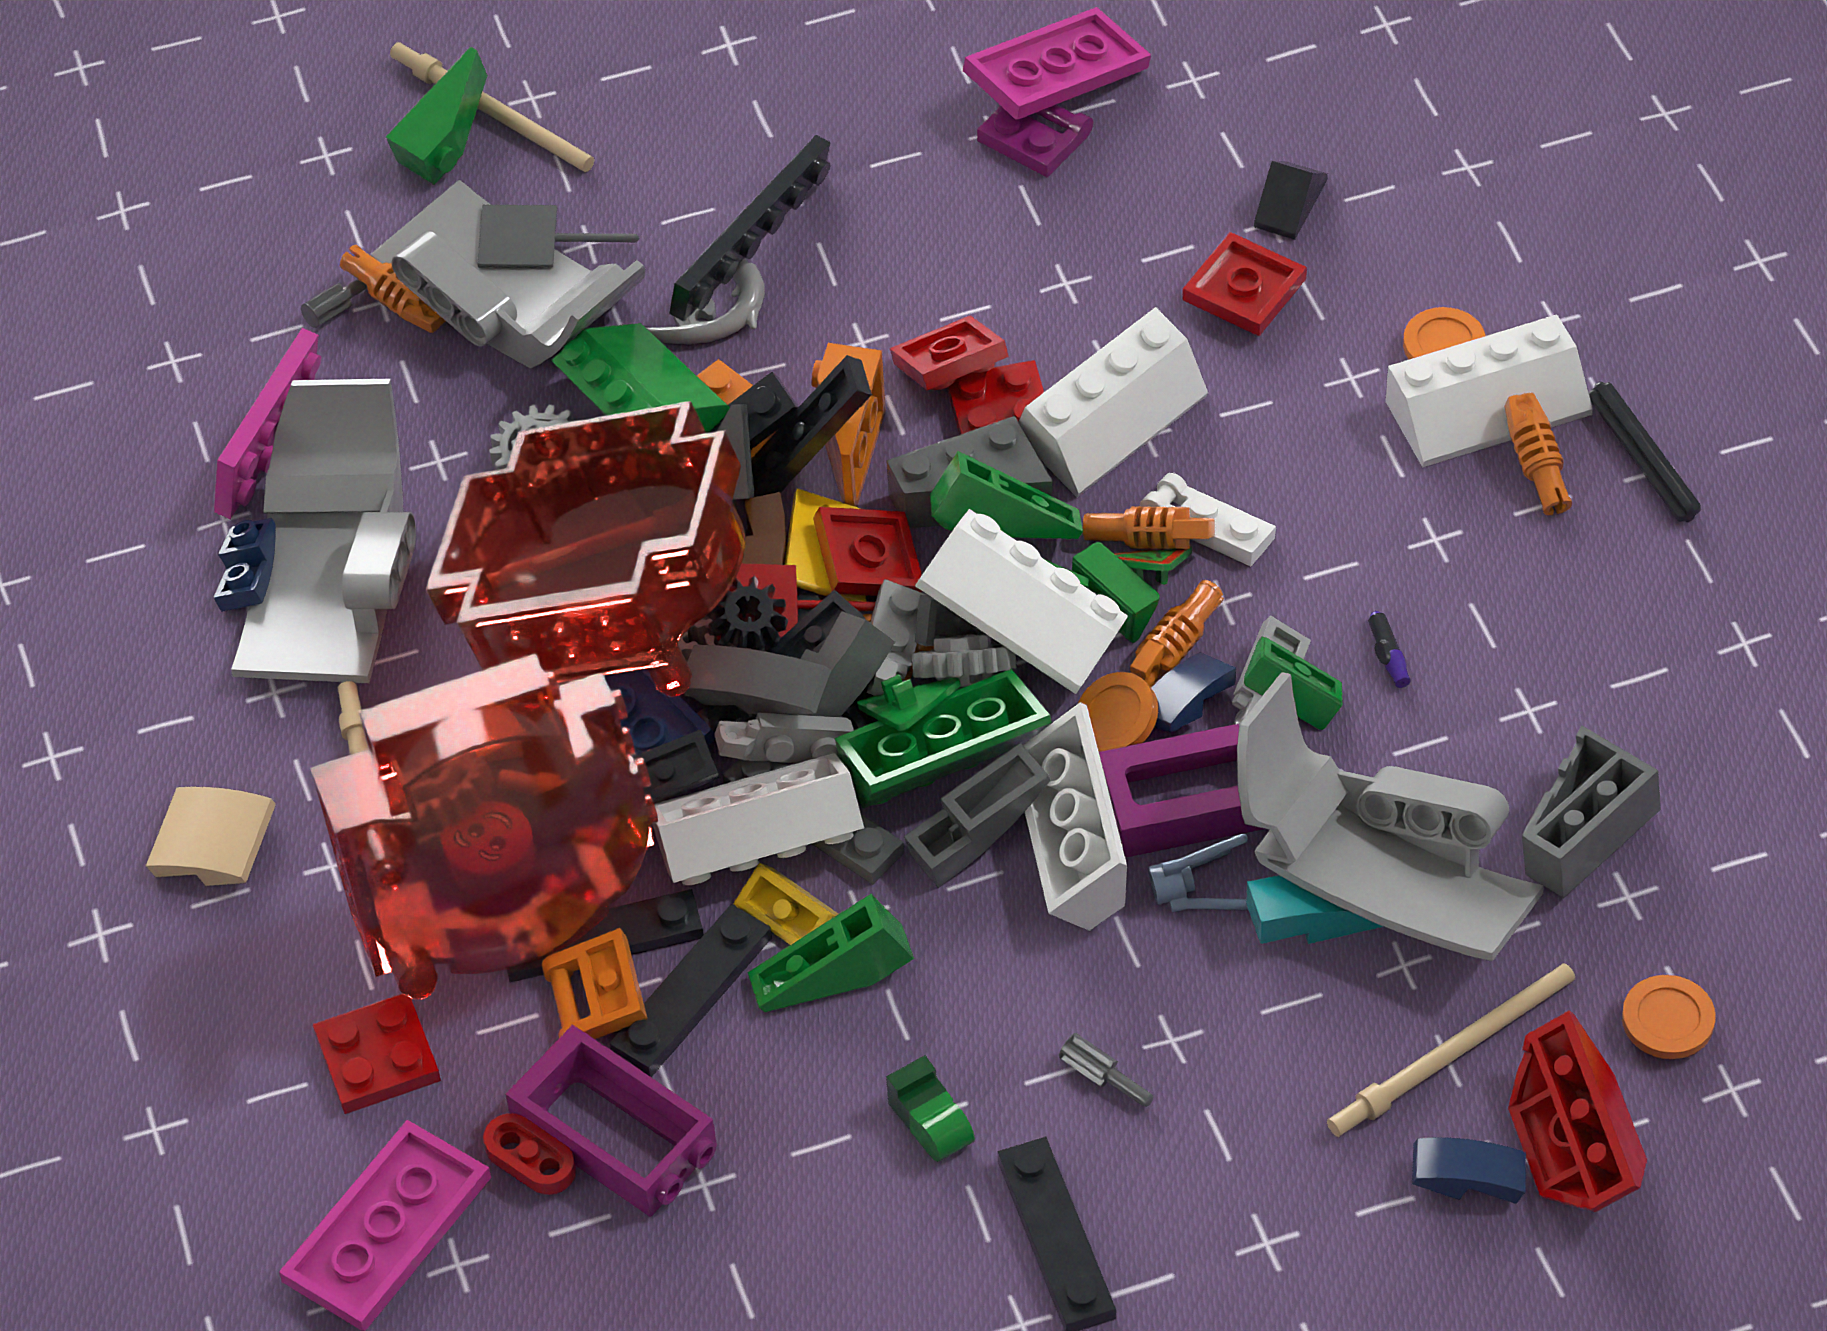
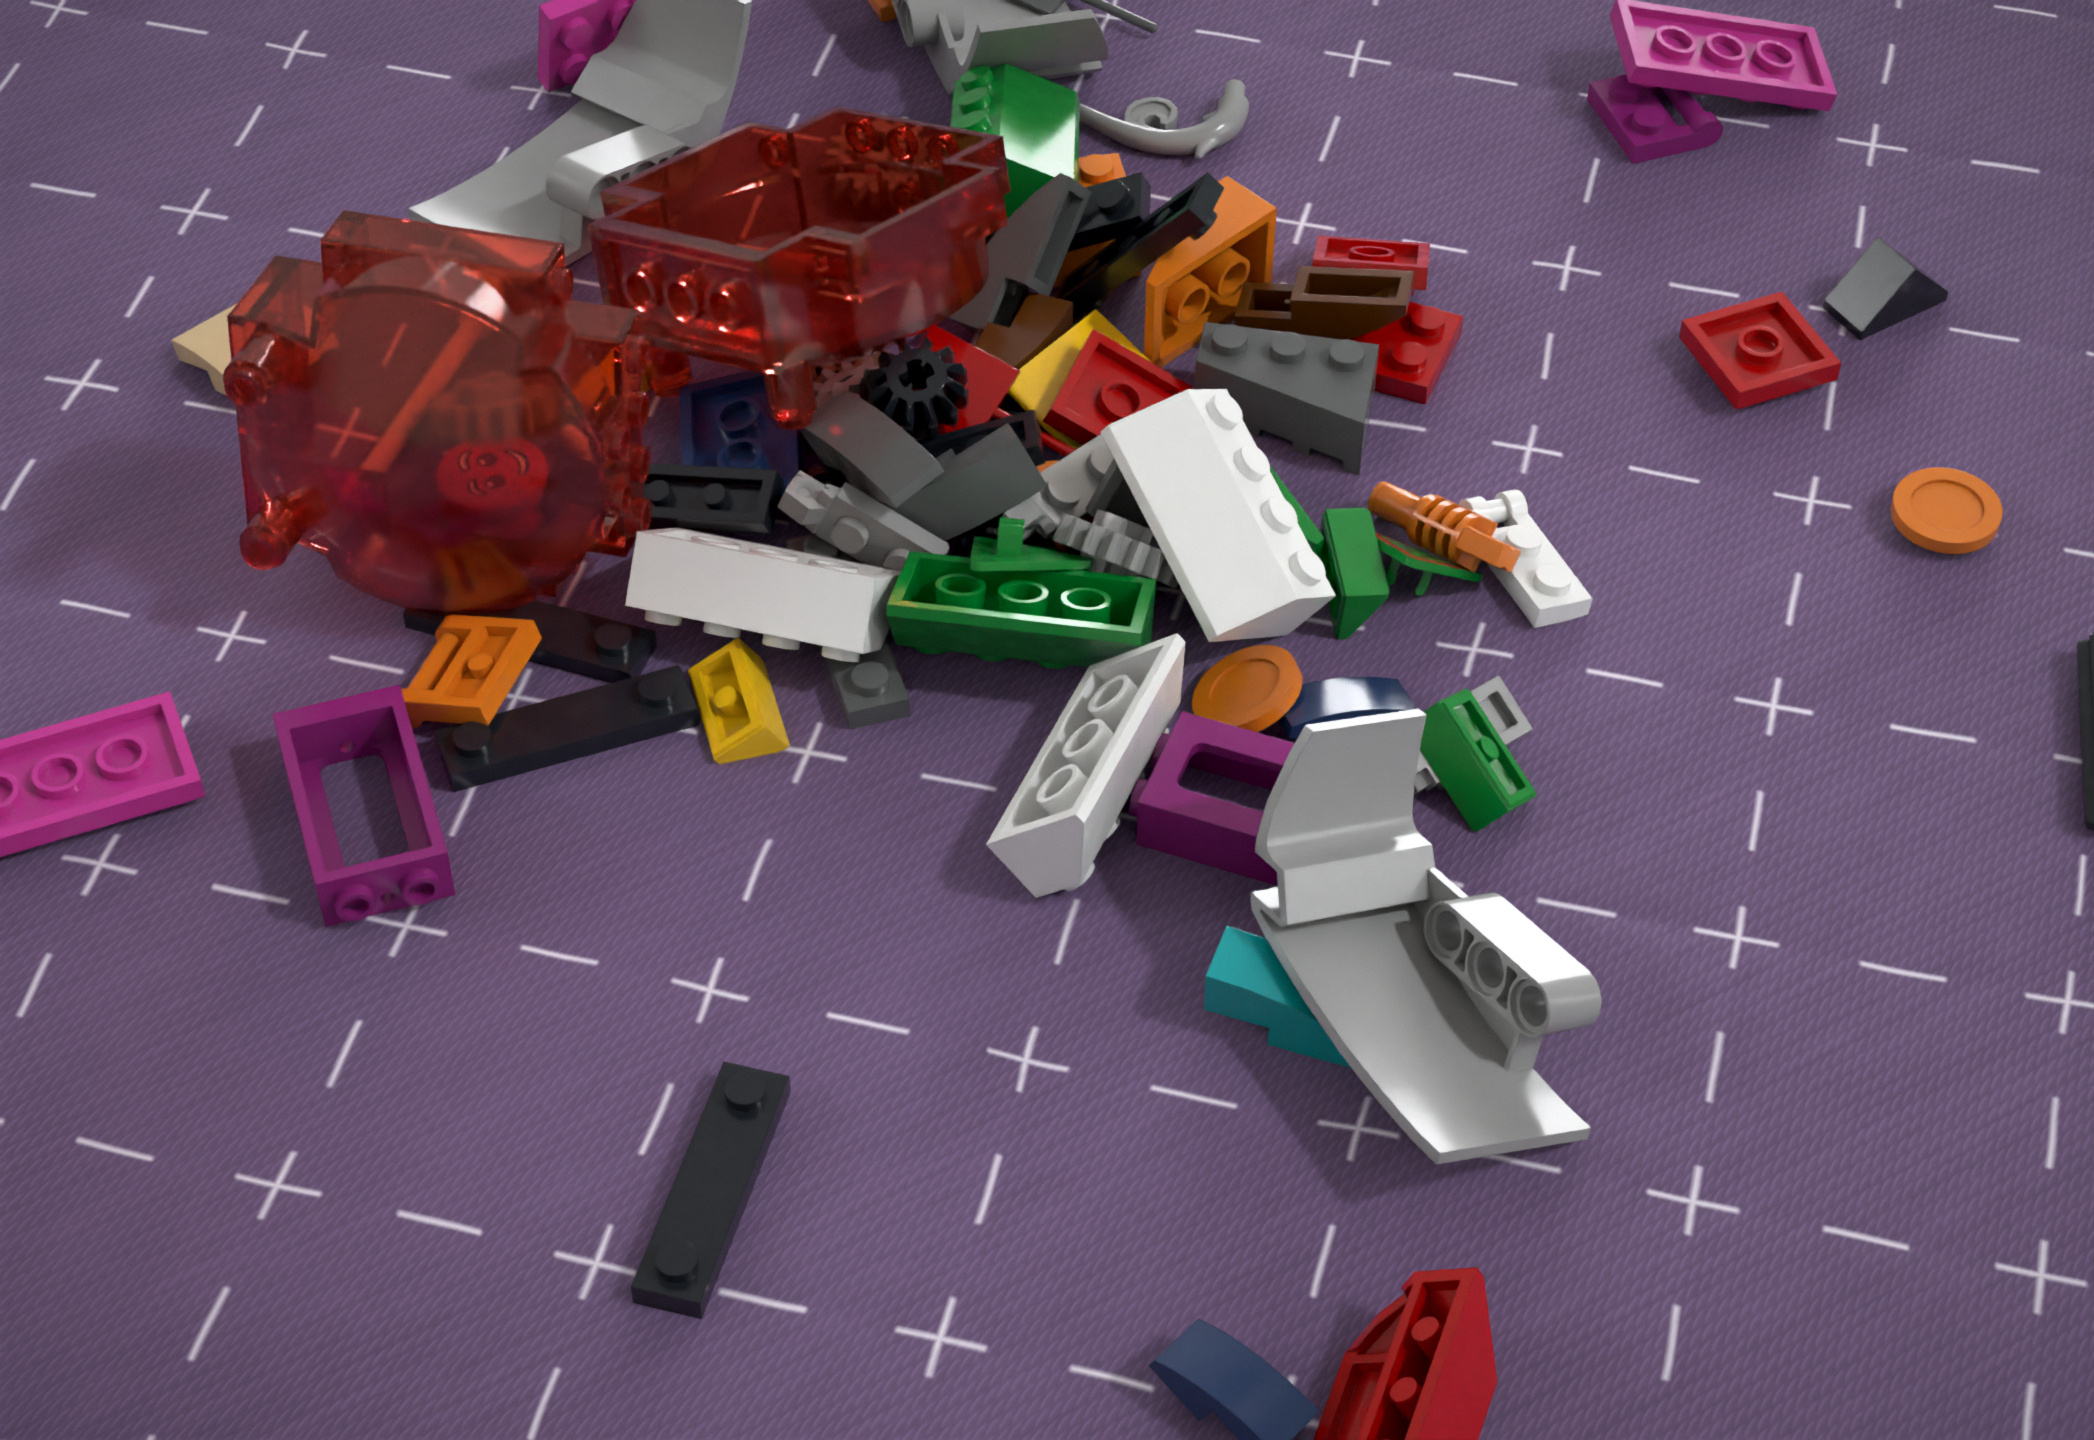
camera: 30 degrees right, 5 degrees down
(248, 563) = (518, 130): dark blue slope -> none
(376, 1052) = (214, 620): red plate -> none
(532, 1156) = (257, 792): red plate -> none
(745, 233) = (1262, 58): black plate -> none
(834, 958) = (735, 771): green slope -> none
(928, 1109) = (689, 974): leg -> none
(949, 404) = (1327, 302): none -> reddish brown slope
(976, 815) = (996, 706): dark grey slope -> none
(1012, 504) = (1293, 420): green slope -> none
(1101, 1068) = (915, 1040): dark grey axle -> none
(1114, 402) = (1507, 387): white slope -> none
(1174, 879) = (1166, 889): sand blue plant -> none
(1176, 633) = (1385, 646): orange hinge -> none
(1377, 1099) = (1192, 1251): tan bar -> none
(1388, 649) = (1617, 786): piece -> none
(1457, 395) = (1956, 579): white slope -> none
(1537, 451) = (1963, 668): orange hinge -> none
(1588, 813) = (1702, 1075): dark grey wedge -> none
(1668, 1016) = (1626, 1360): orange piece -> none

